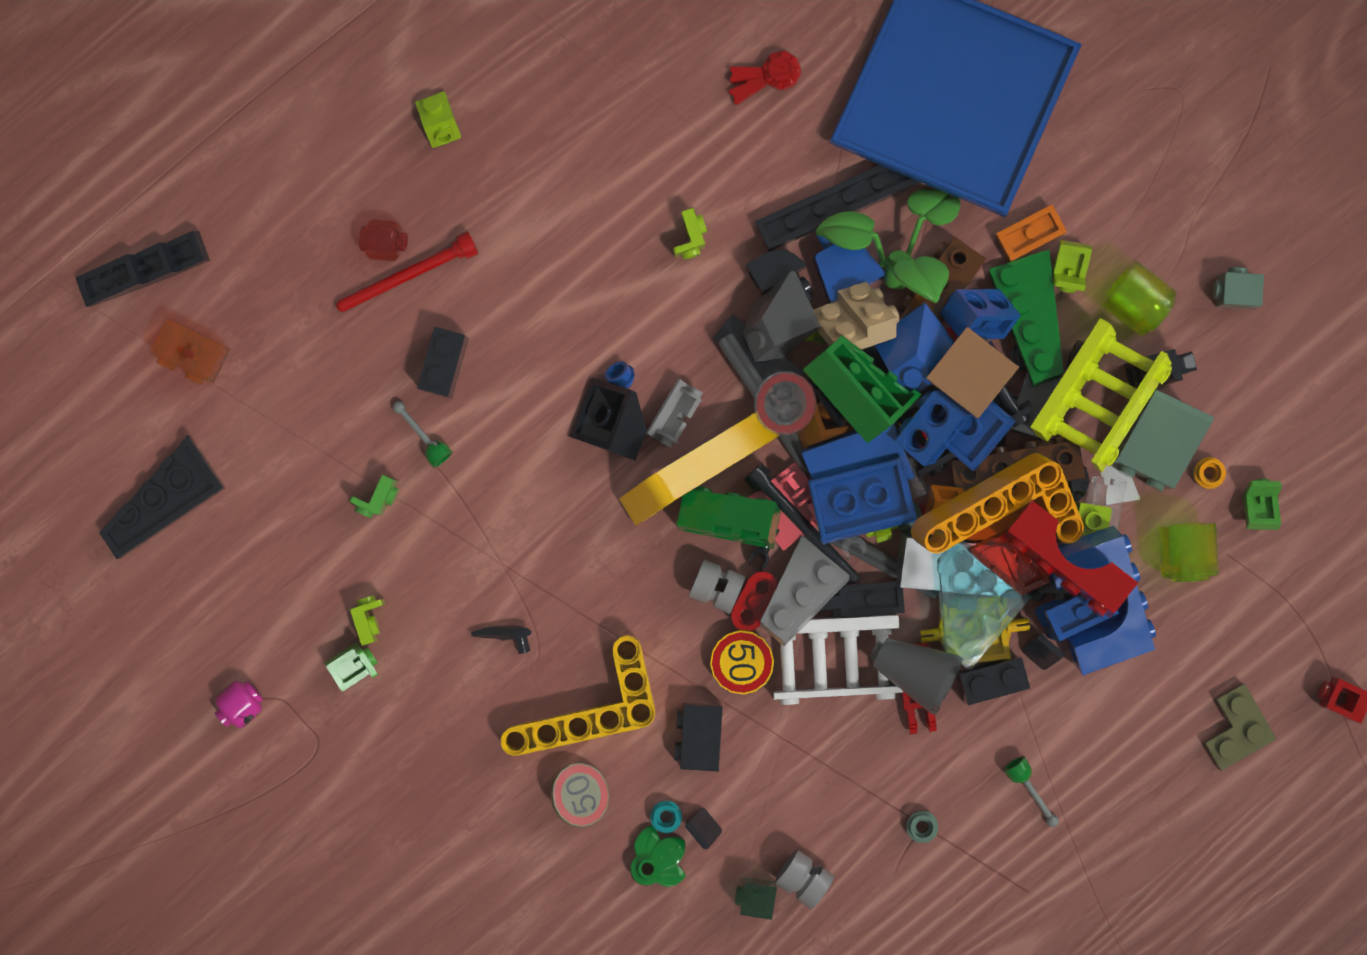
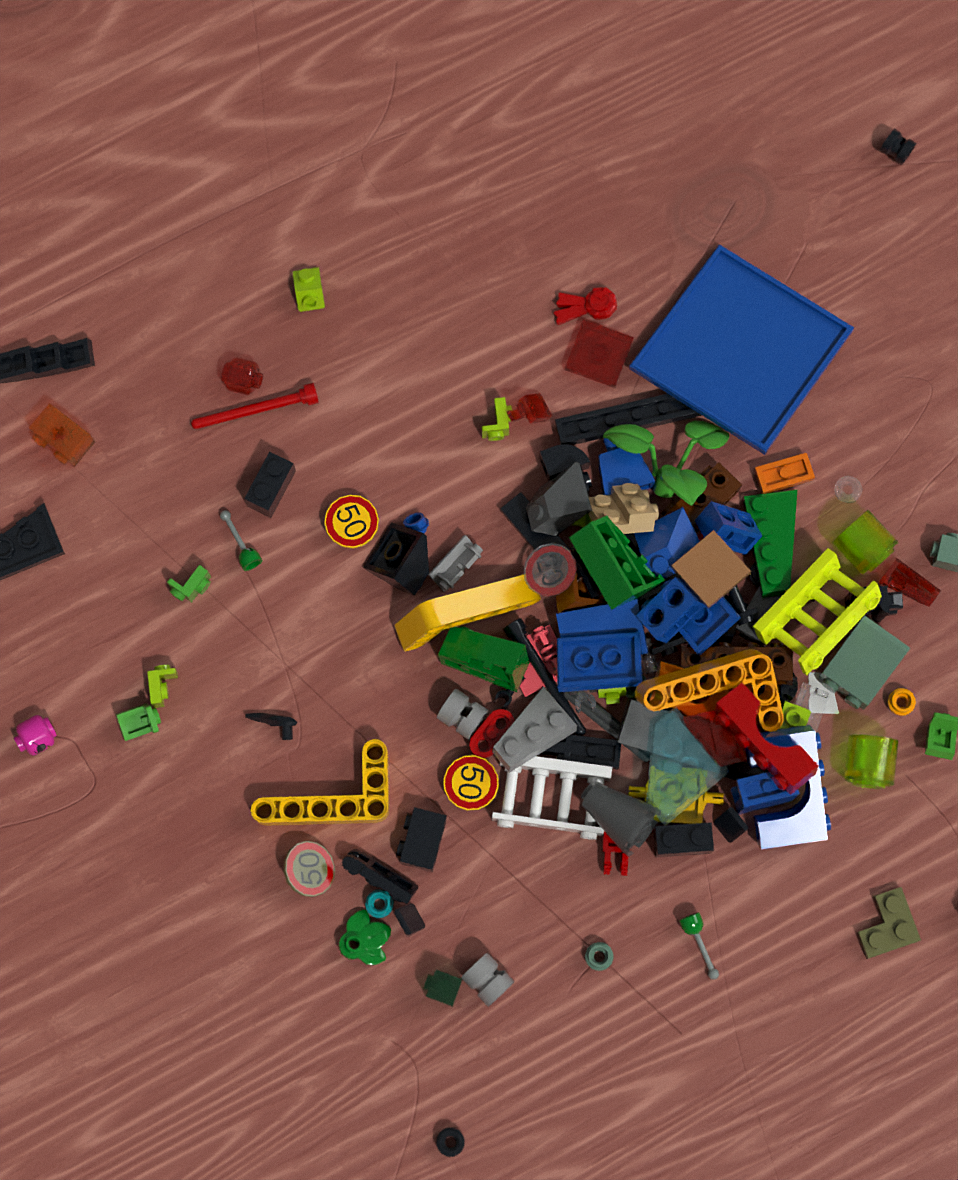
camera: 10 degrees right, 10 degrees down
(545, 387) = (351, 521): none -> piece
(660, 786) = (380, 875): none -> black hinge
(726, 213) = (532, 408): none -> clear red plate
(752, 381) = (526, 547): dark grey axle -> none
(791, 131) = (599, 353): none -> clear red plate
(1071, 266) = (813, 506): lime bracket -> none
(1115, 232) = (851, 482): none -> clear plate
(1193, 334) = (910, 583): none -> clear red wing

